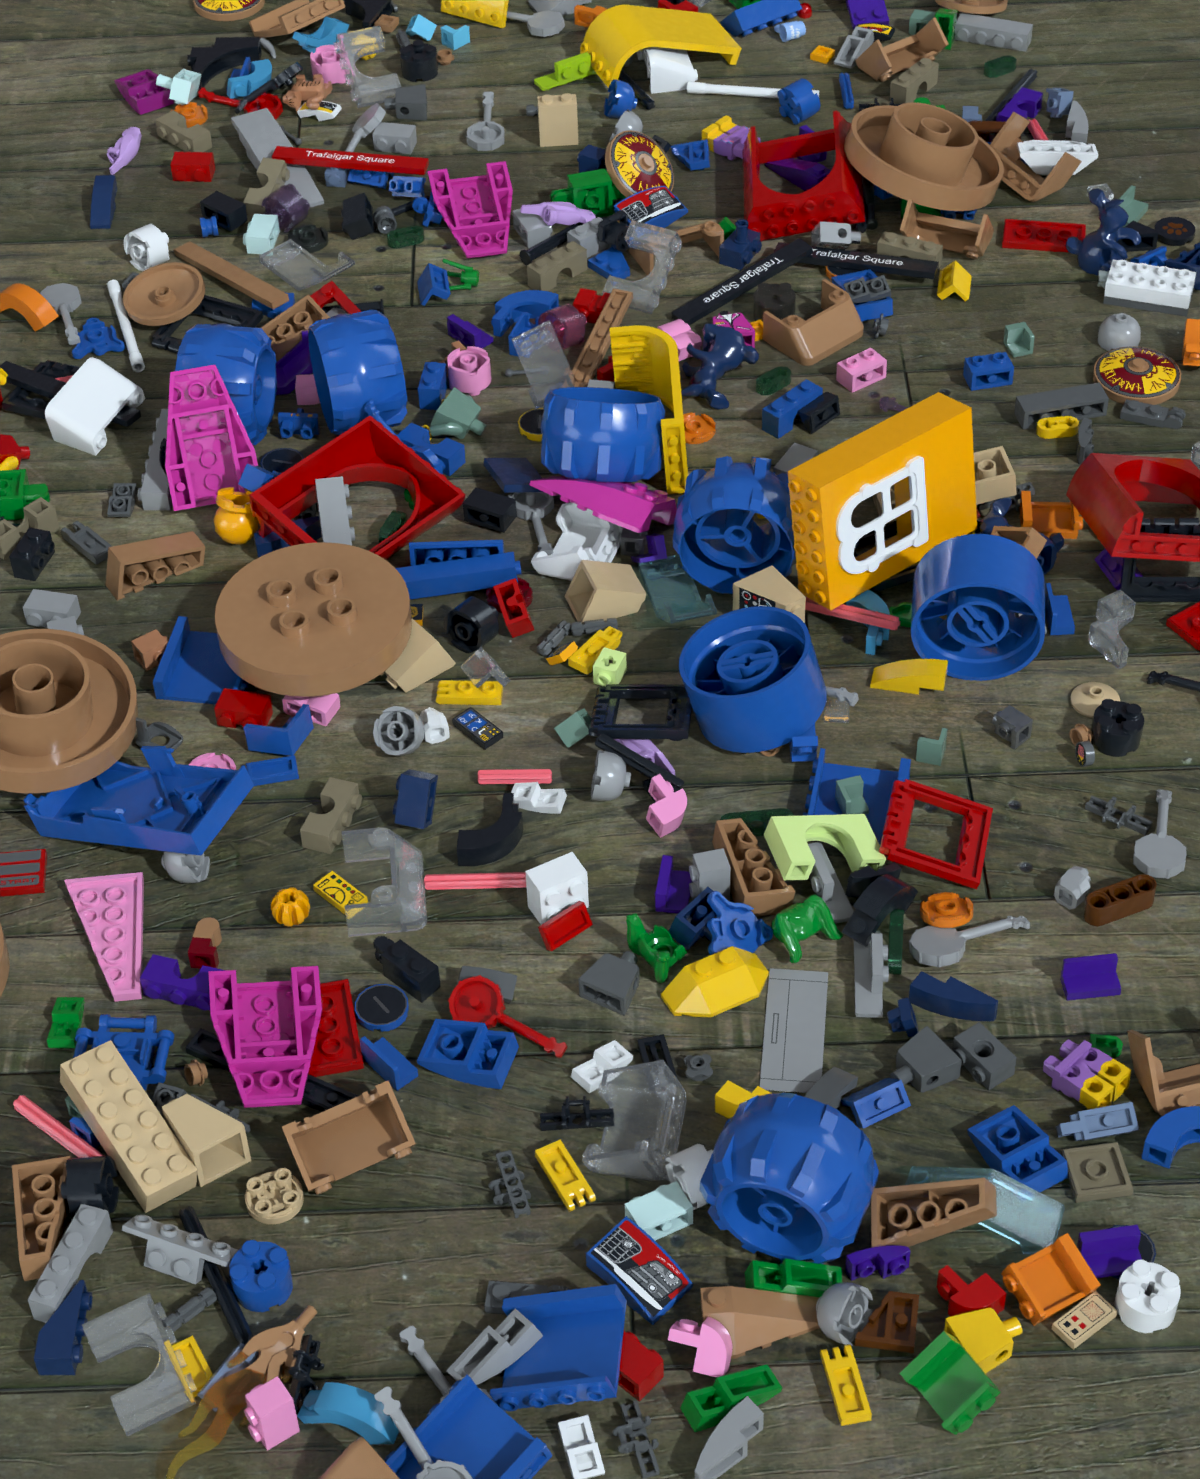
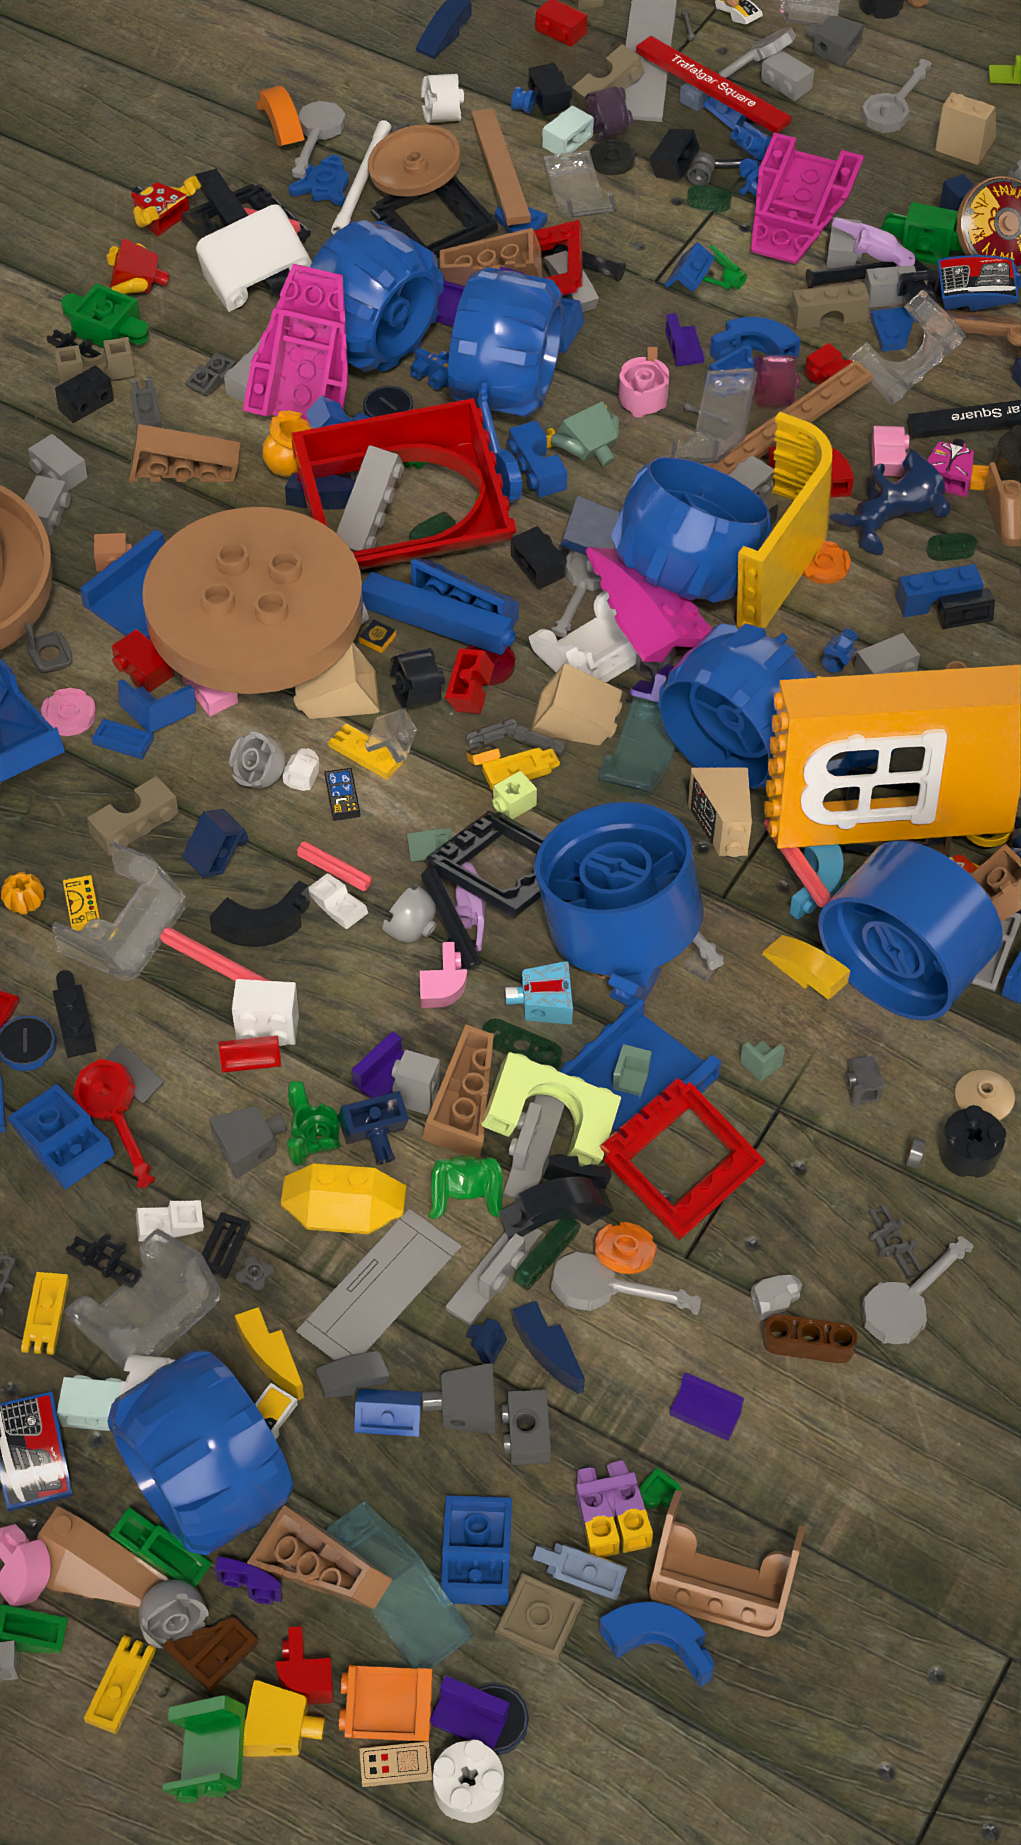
camera: 30 degrees right, 10 degrees up
(432, 385) = (595, 385): blue brick -> none
(735, 926) = (399, 1149): blue tile -> none
(746, 781) = (544, 994): none -> medium azure torso
(1080, 733) = (930, 1129): medium nougat plate -> none

